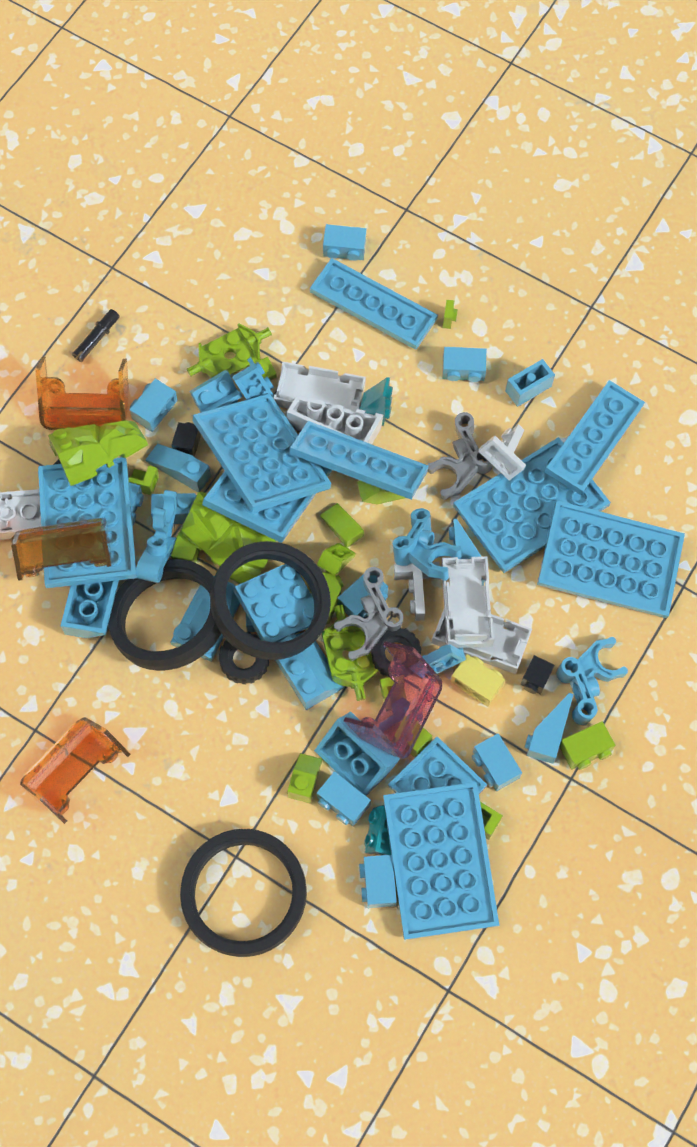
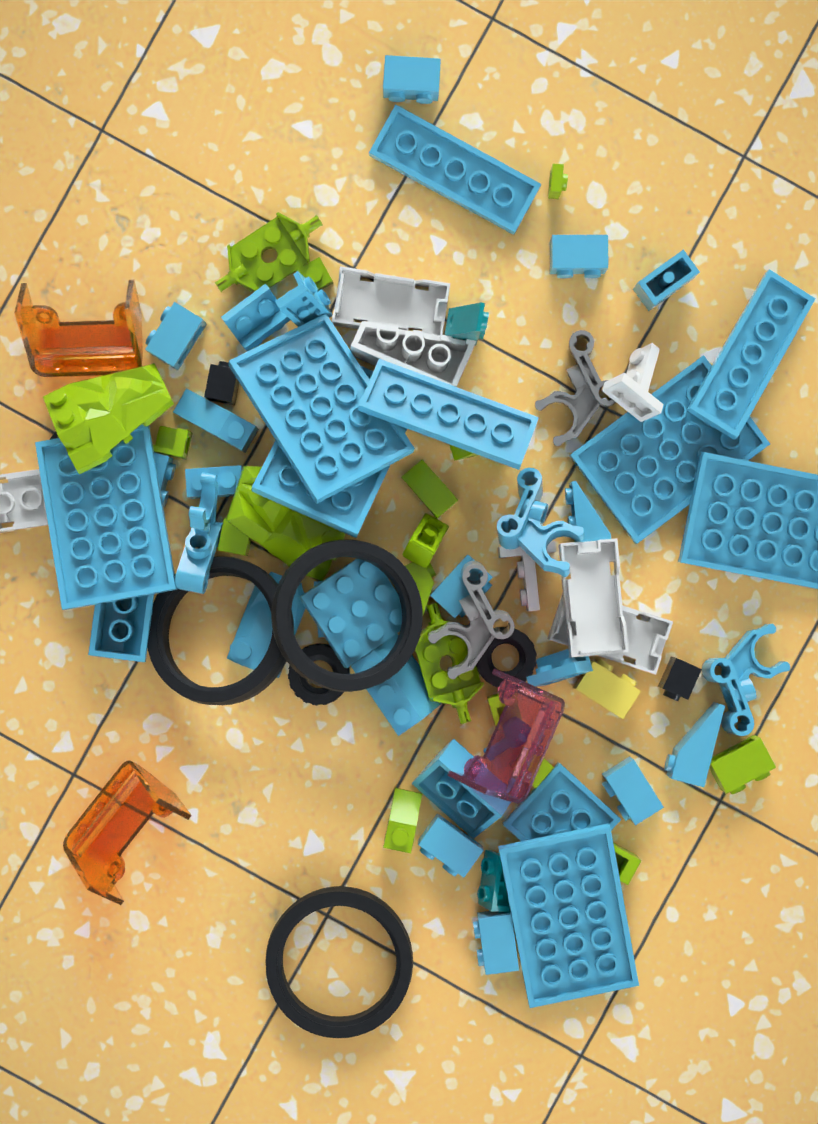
camera: 10 degrees left, 20 degrees up
(61, 545) = (73, 557): clear orange windscreen -> none
(96, 334) = (91, 236): black axle -> none

